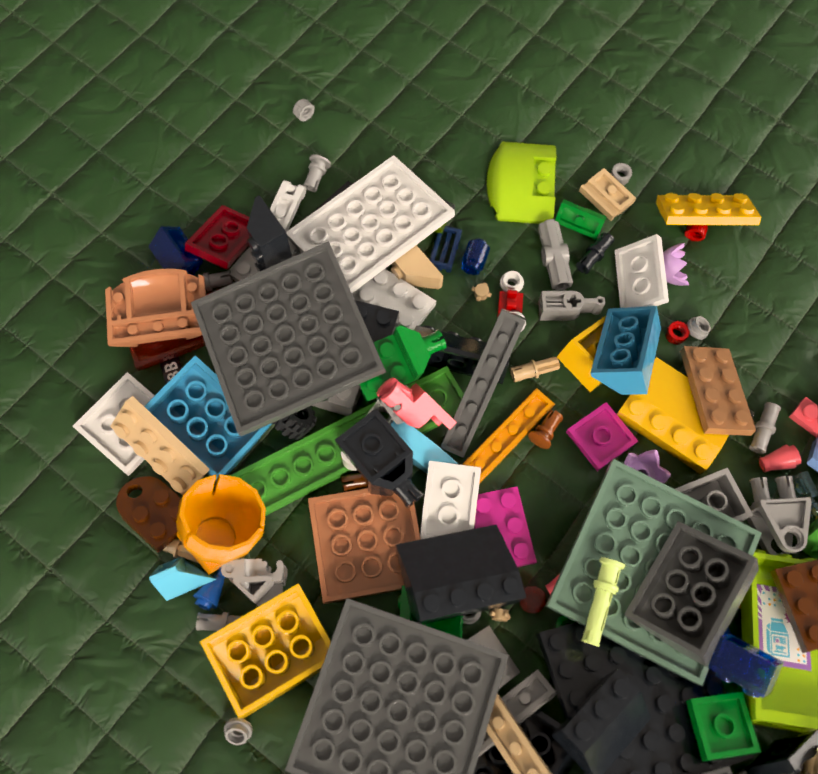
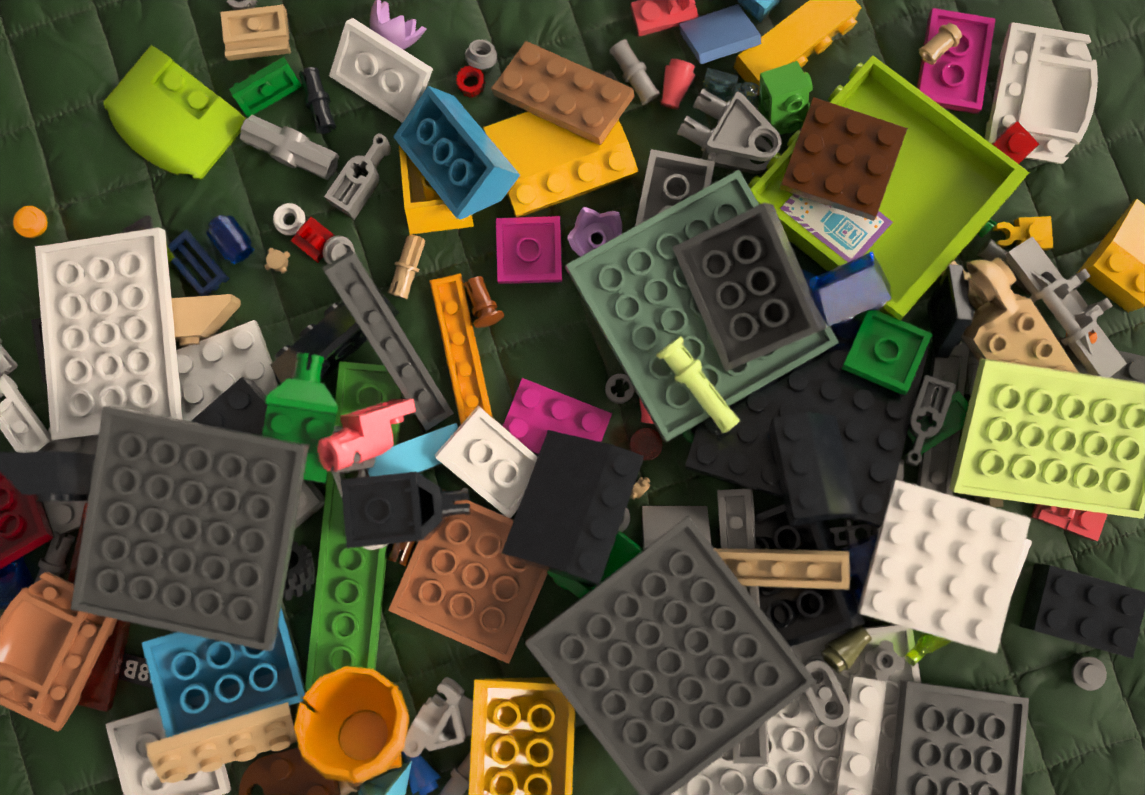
camera: 50 degrees left, 15 degrees up
(404, 146) = (30, 222): none -> light orange plate
(557, 564) = (611, 383): none -> light grey bush

